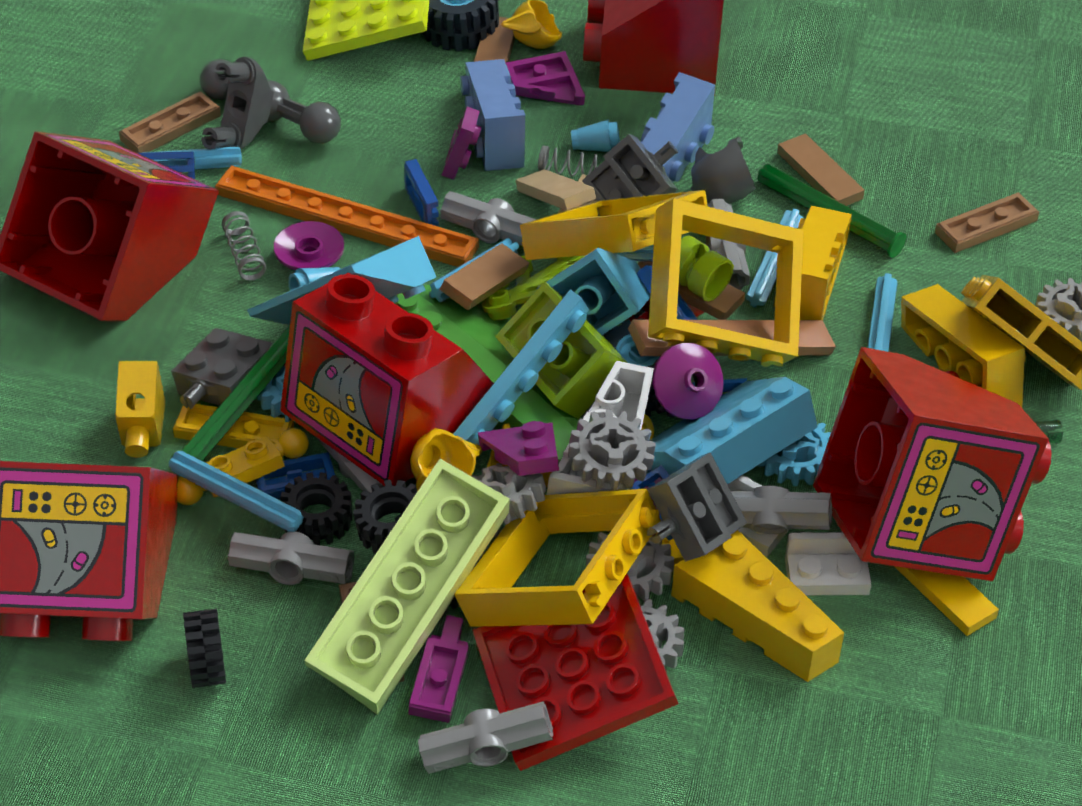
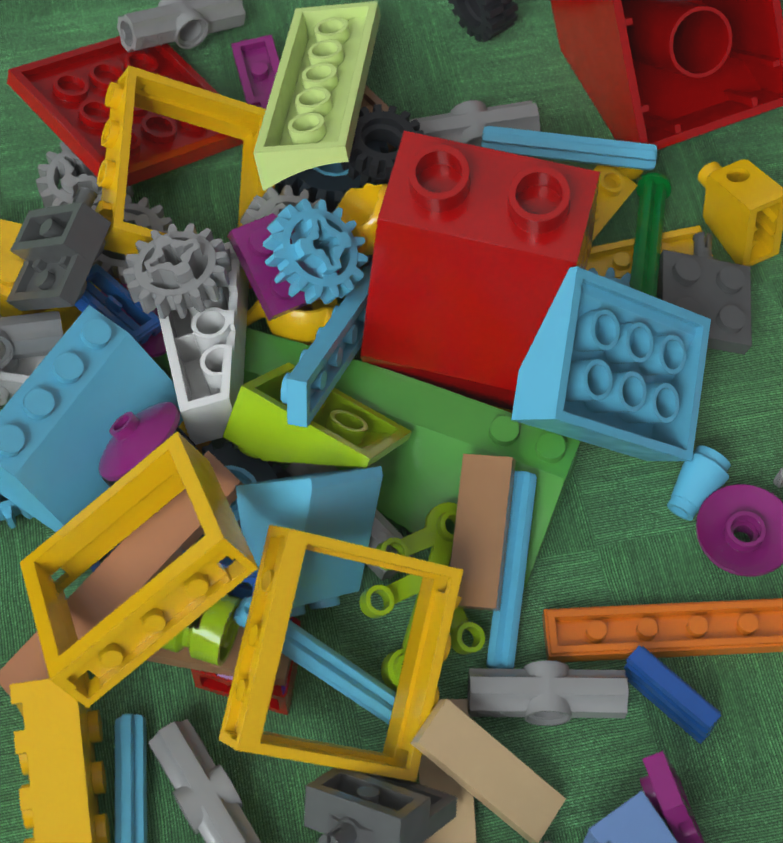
camera: 155 degrees right, 15 degrees up
(502, 420) = (315, 253): none -> medium azure gear

